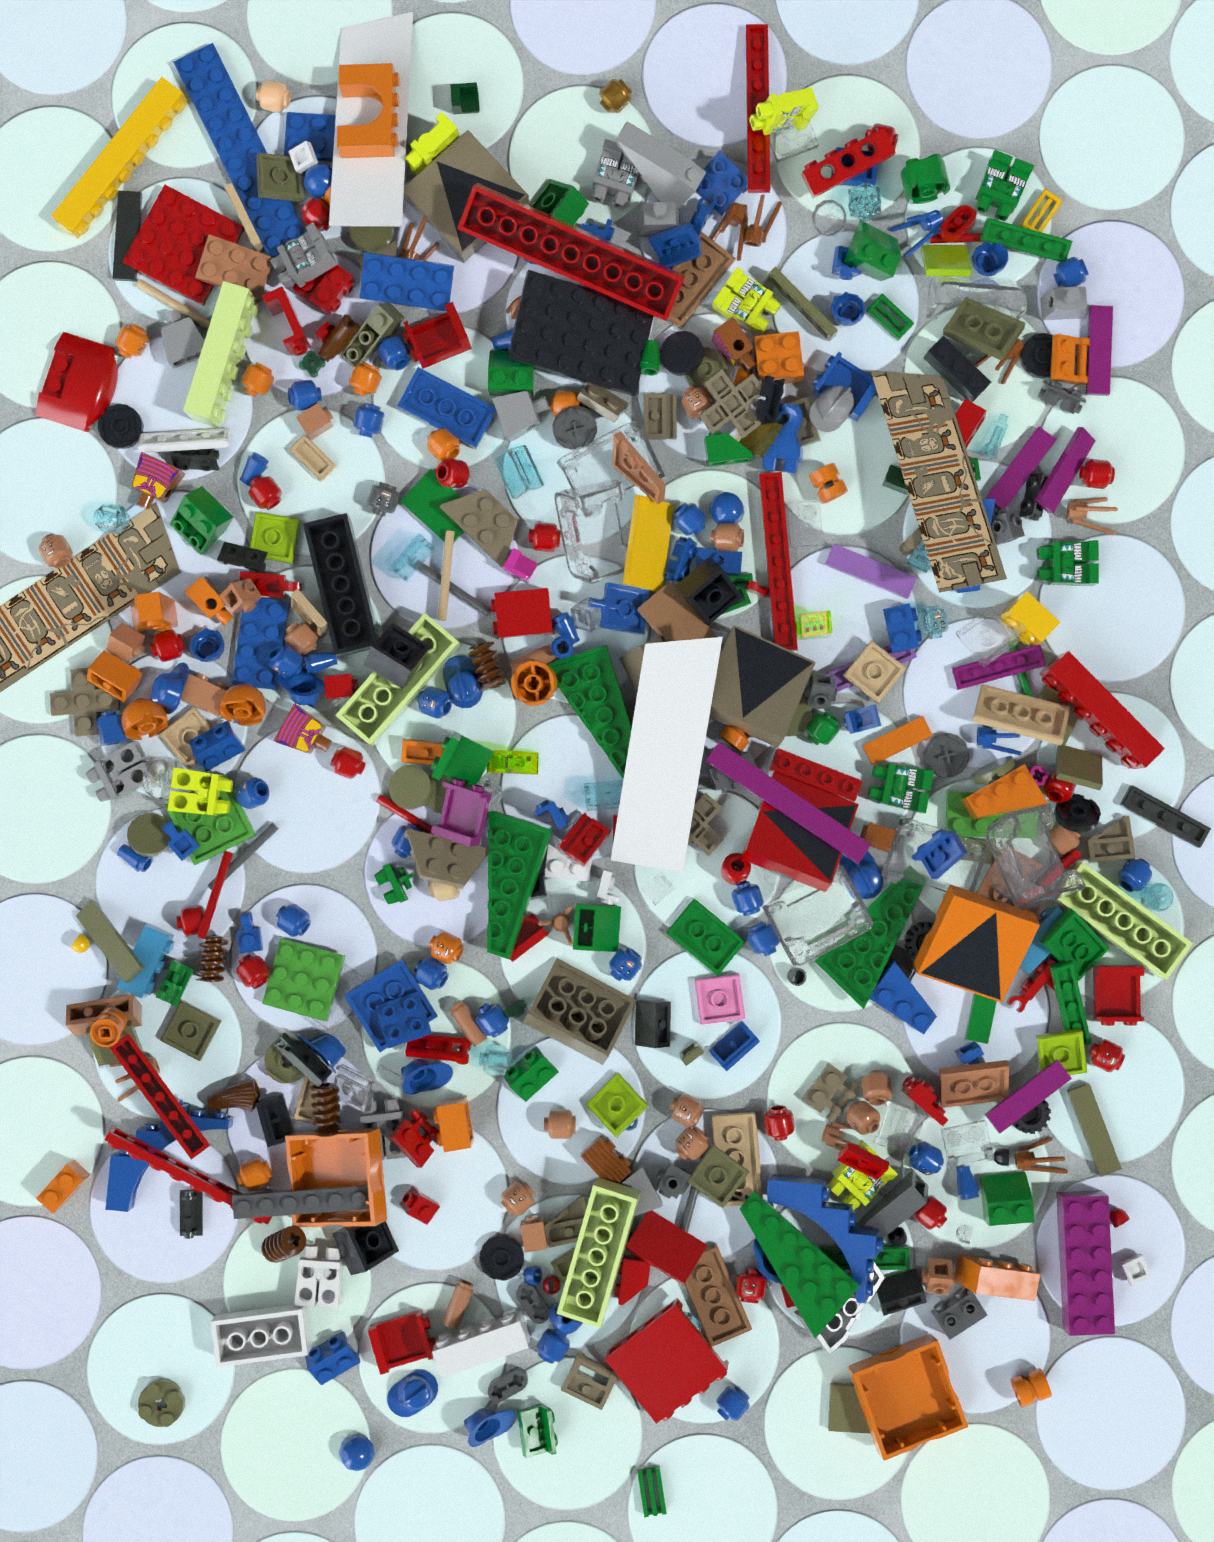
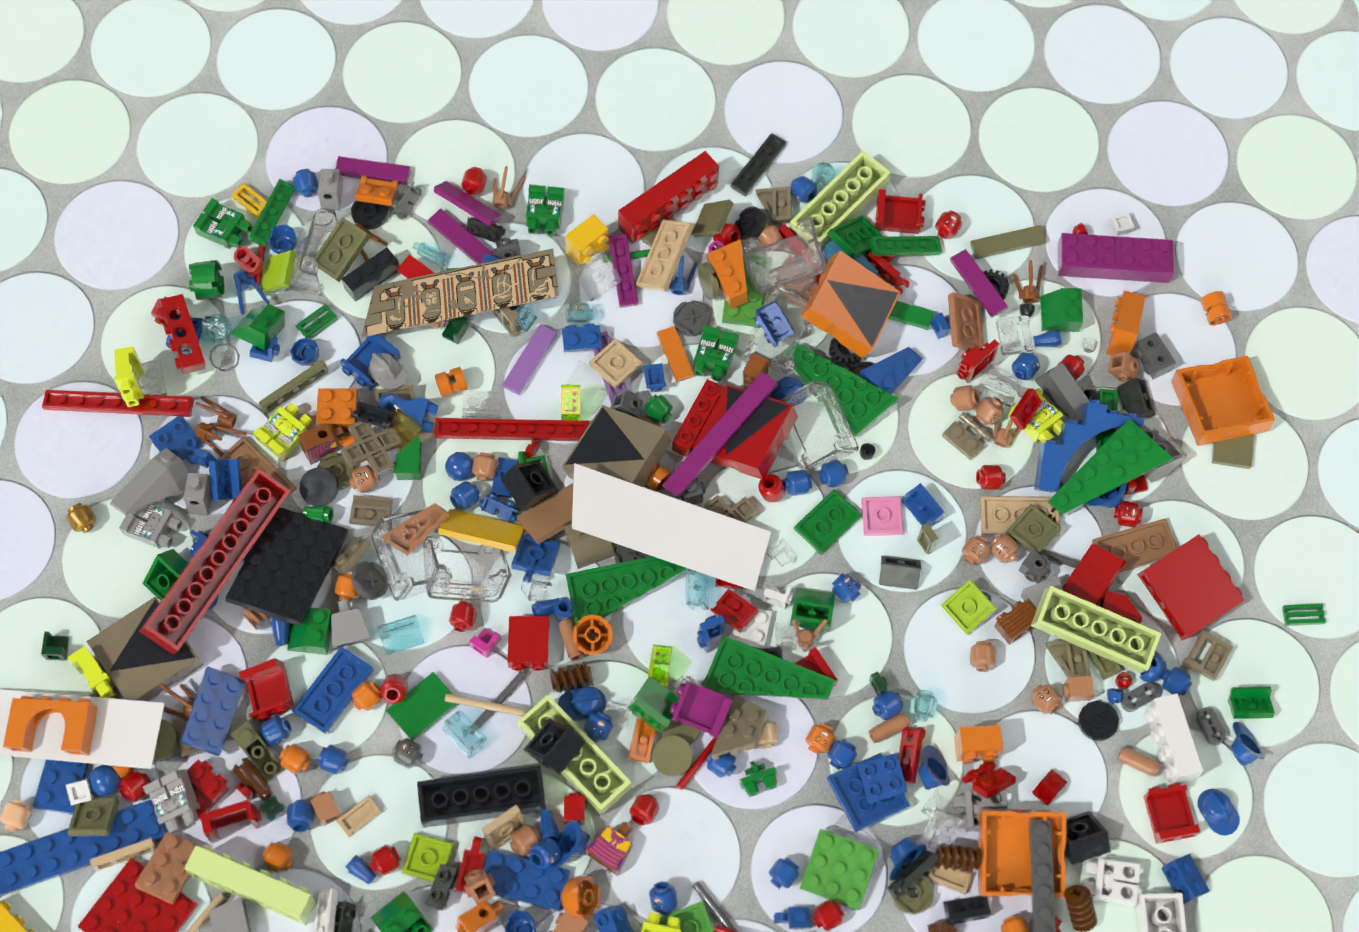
camera: 85 degrees left, 20 degrees down
(356, 1452) = (1271, 866): blue hair -> none
(484, 522) = (442, 667): dark tan wing -> none
(530, 1074) = (937, 678): green bracket -> none
(579, 1011) = (885, 630): dark tan slope -> none
(732, 1403) = (1227, 538): blue head -> none
(1065, 1047) = (939, 256): lime tile -> none

